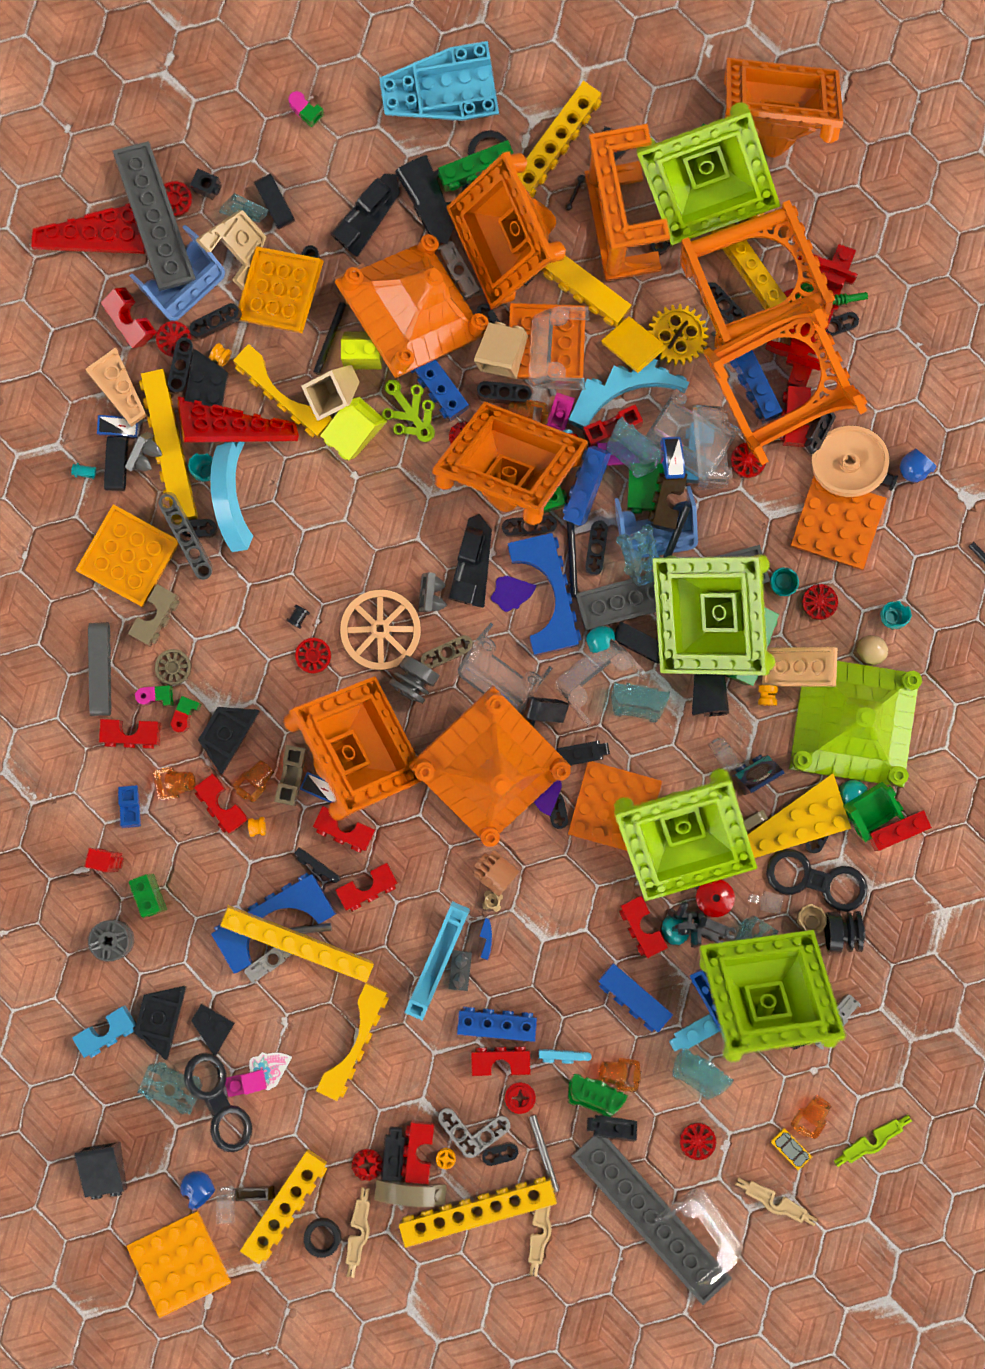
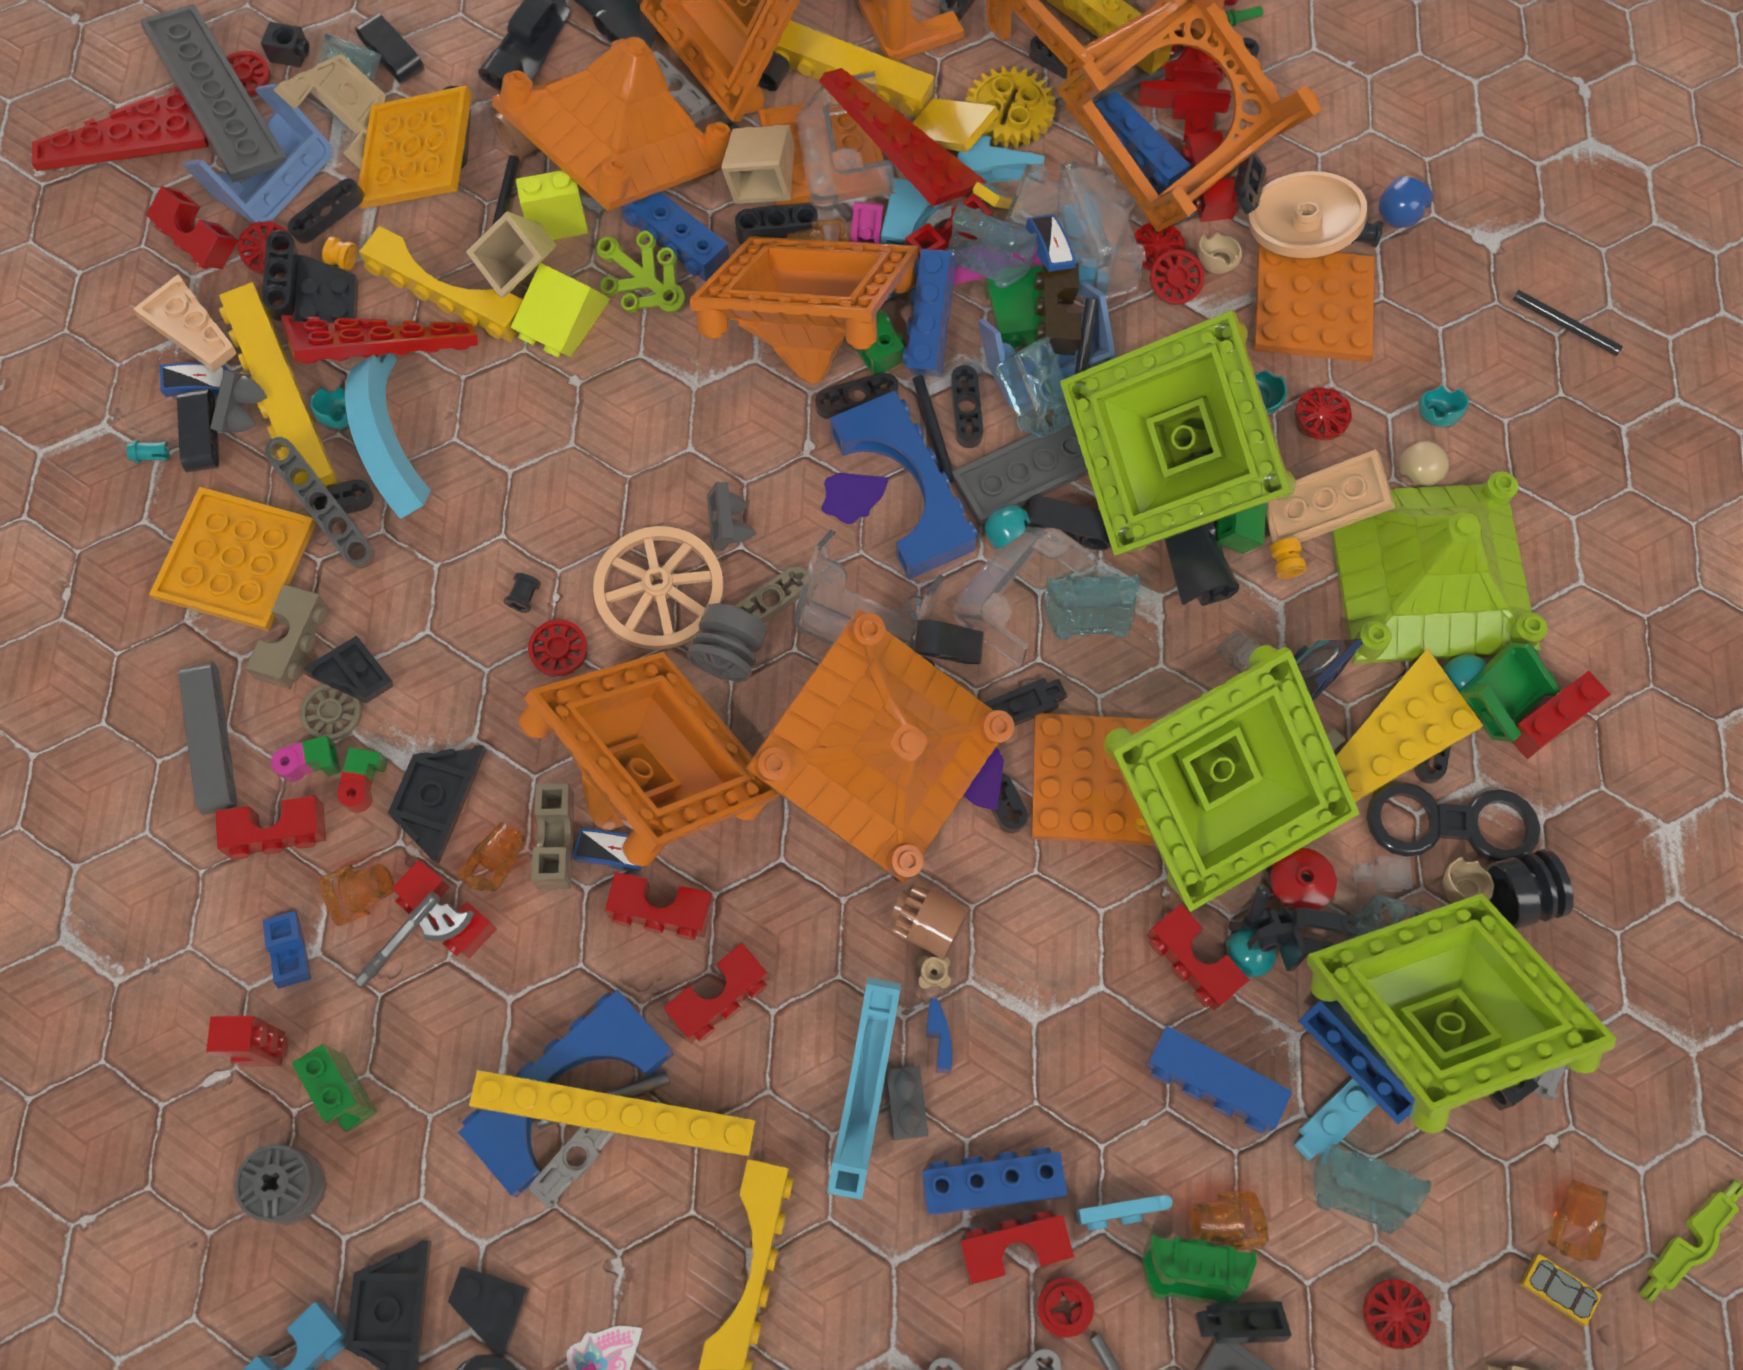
camera: 15 degrees left, 15 degrees down
(189, 645) = (351, 671): none -> black wing
(208, 808) = (419, 916): none -> dark grey piece
(257, 826) = (510, 934): light orange wheel -> none
(318, 867) = (627, 978): black hinge -> none
(473, 562) = (783, 475): black panel -> none
(603, 375) = (918, 157): none -> red wing
(649, 404) = (993, 195): none -> yellow tile
(753, 486) = (1176, 277): none -> red wheel
(785, 475) = (1219, 253): none -> tan hair

